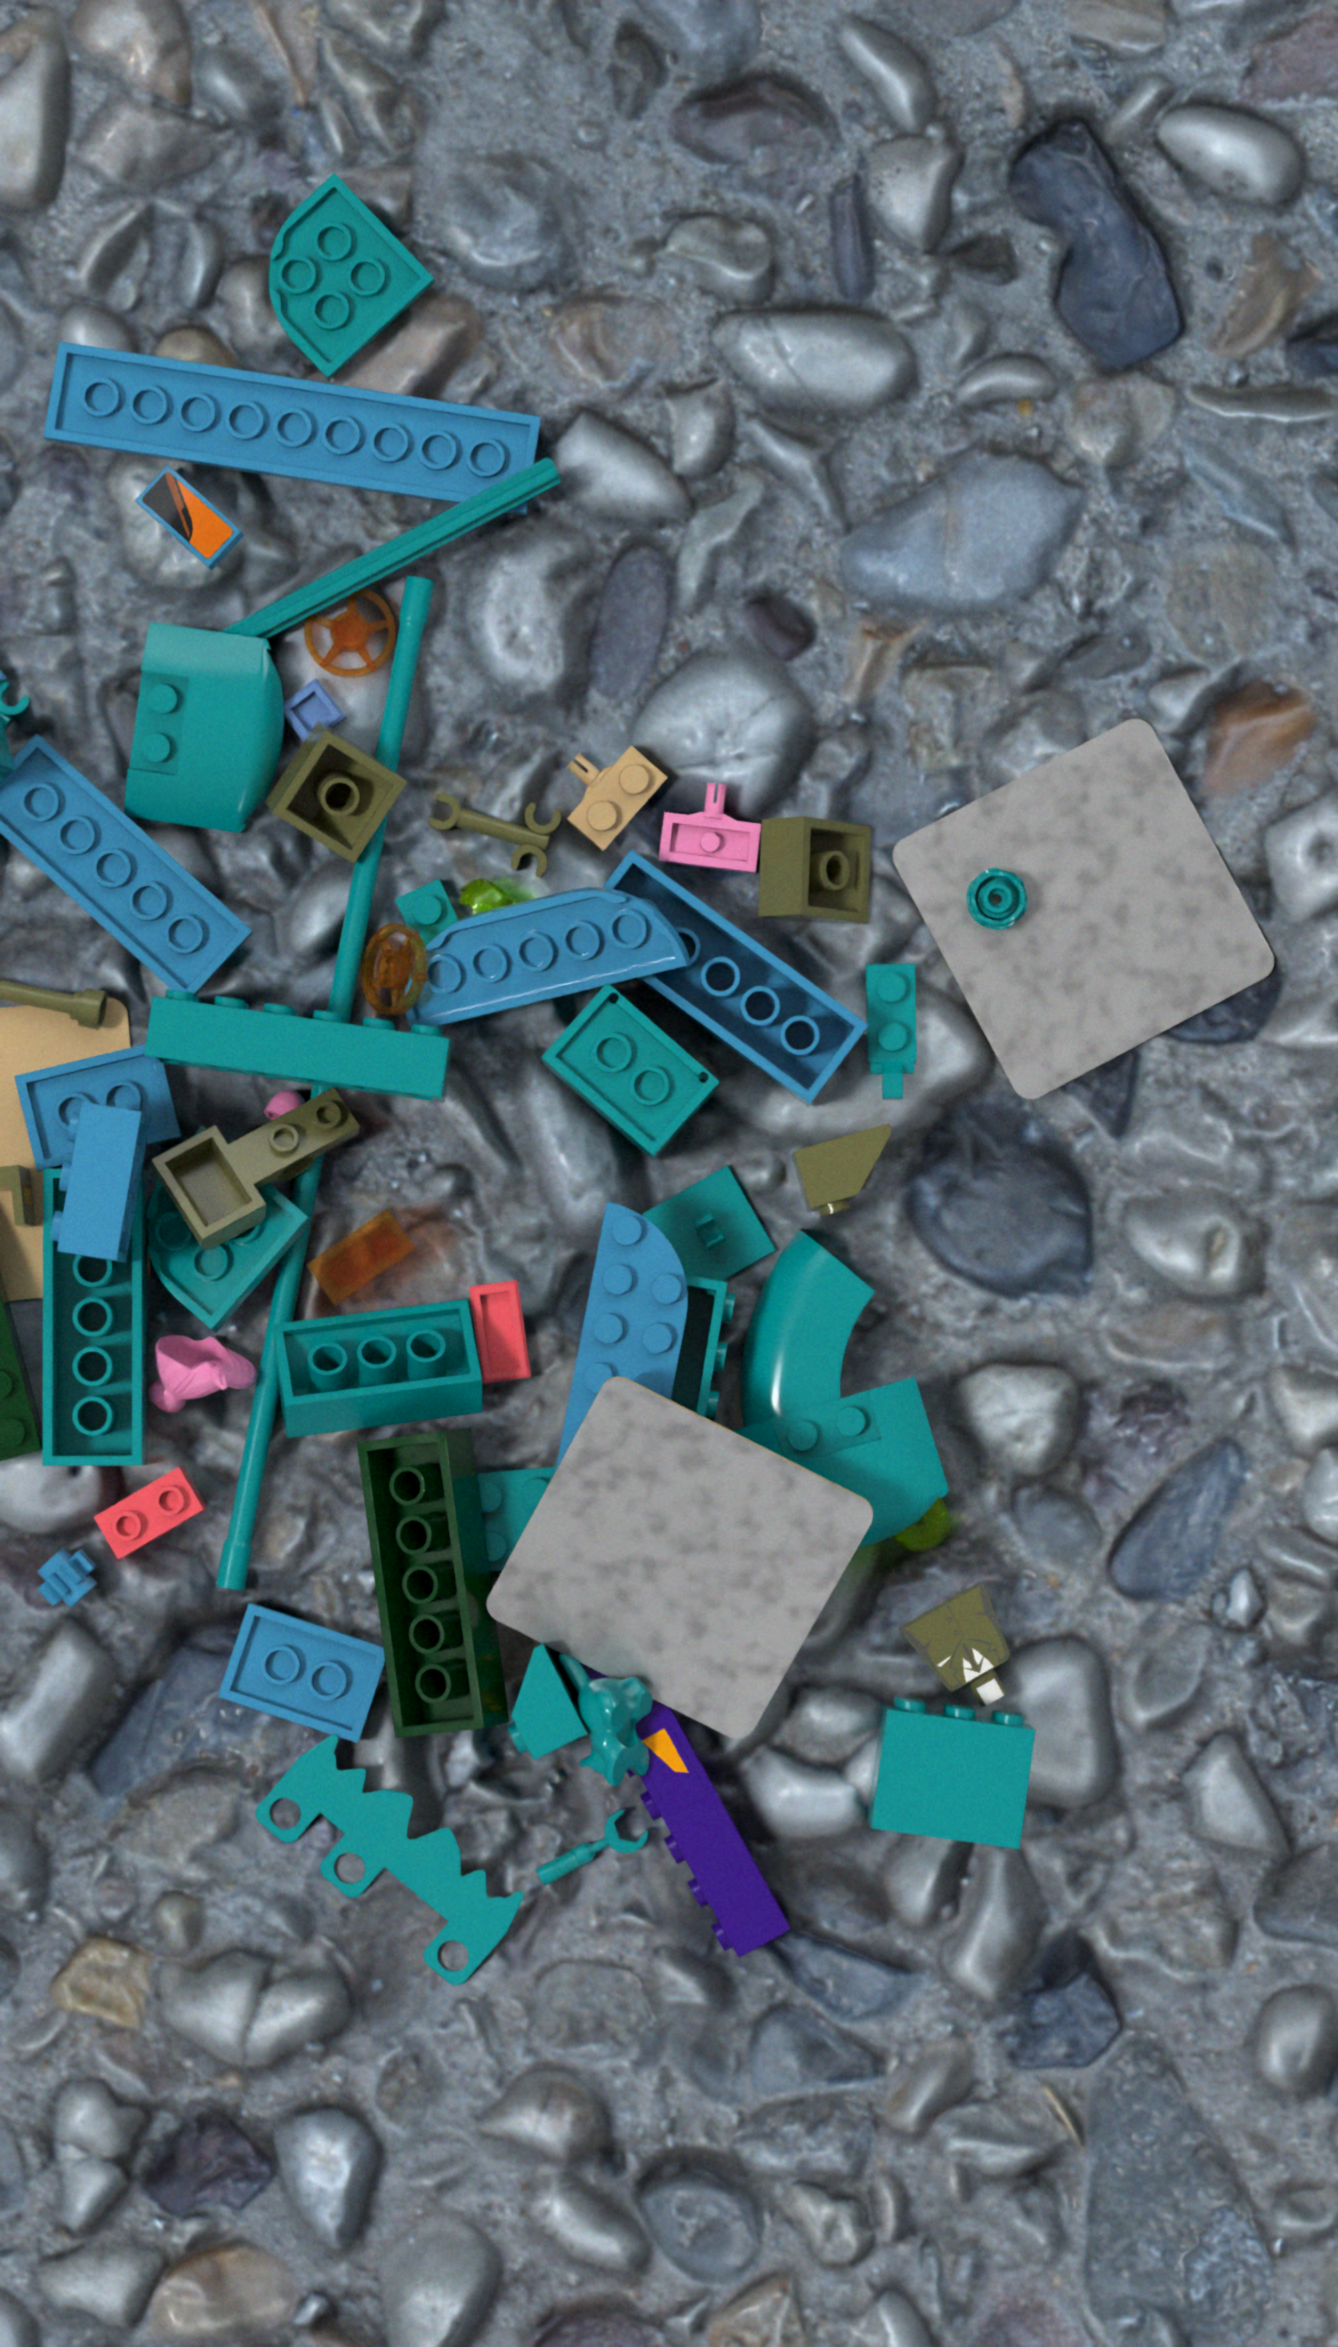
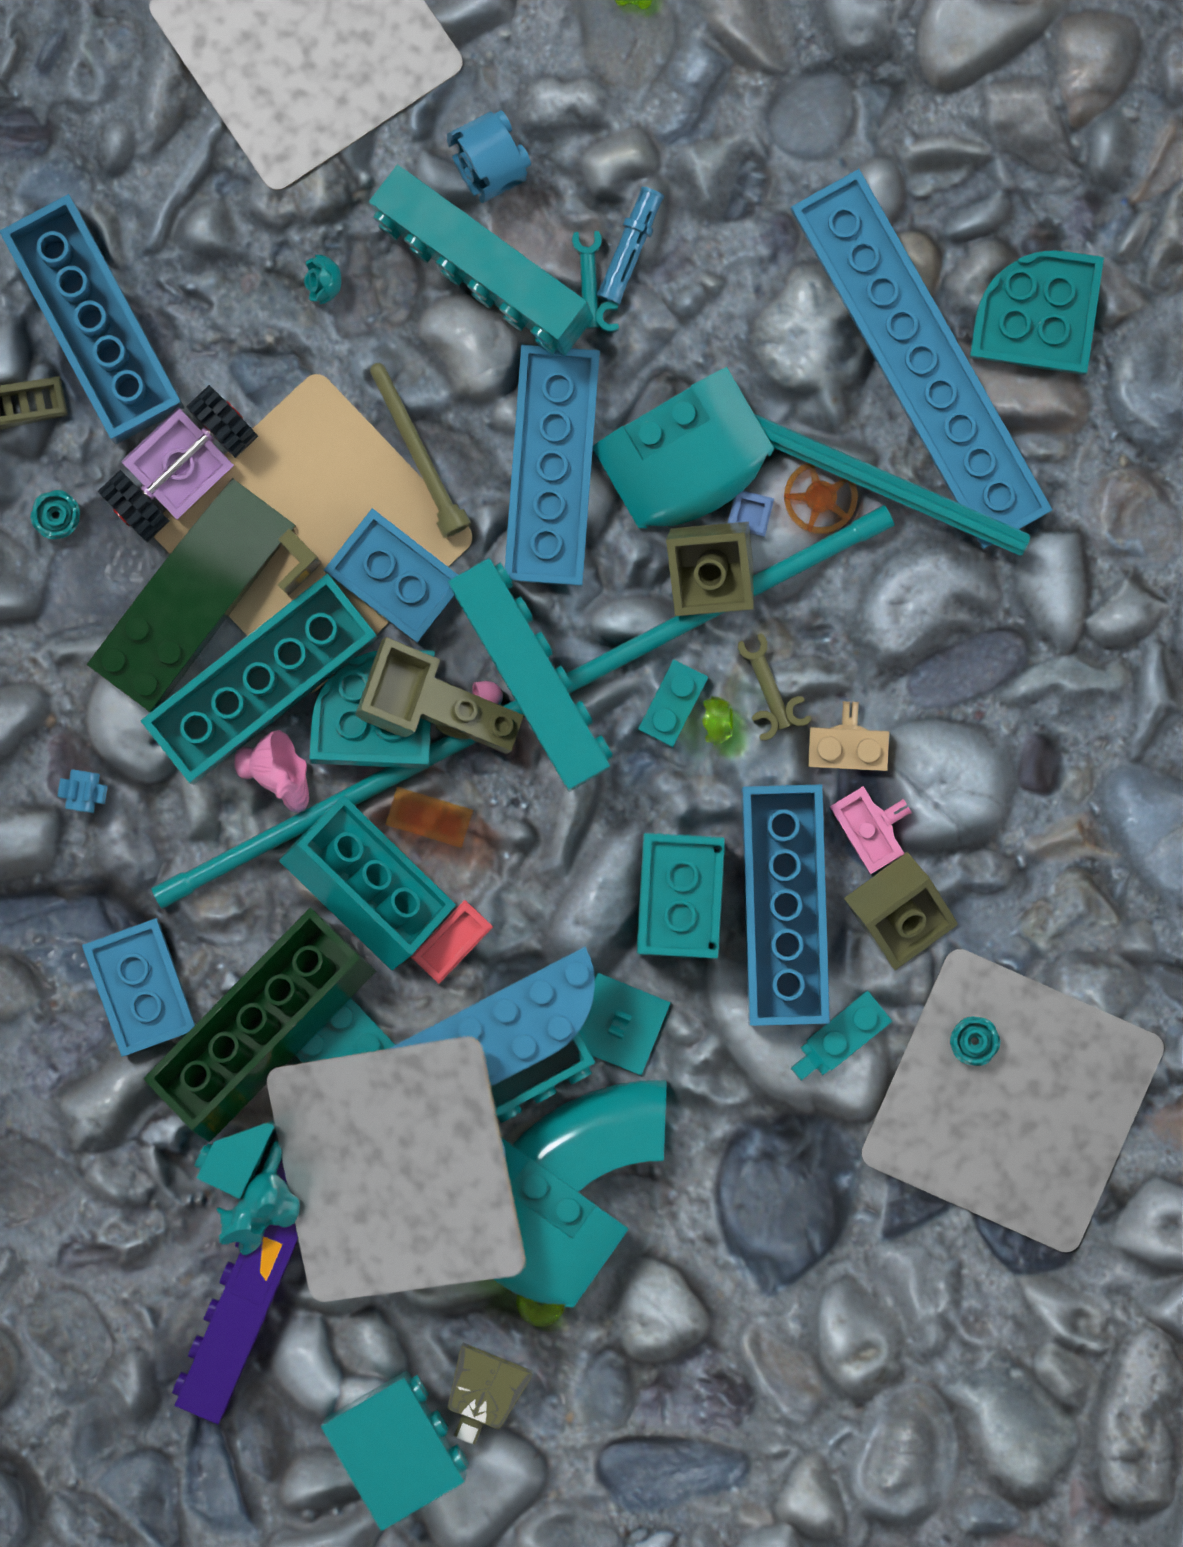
camera: 55 degrees right, 0 degrees up
(101, 1182) = (346, 618): dark azure brick -> none
(151, 1512) = (164, 811): coral brick -> none
(189, 517) = (812, 338): slope -> none
(377, 1833) = (74, 1114): teal piece -> none
(394, 969) = (628, 694): clear orange wheel -> none
(542, 953) = (709, 779): dark azure plate -> none
(585, 1852) = (165, 1255): teal piece -> none
(838, 1169) = (722, 1076): olive slope -> none

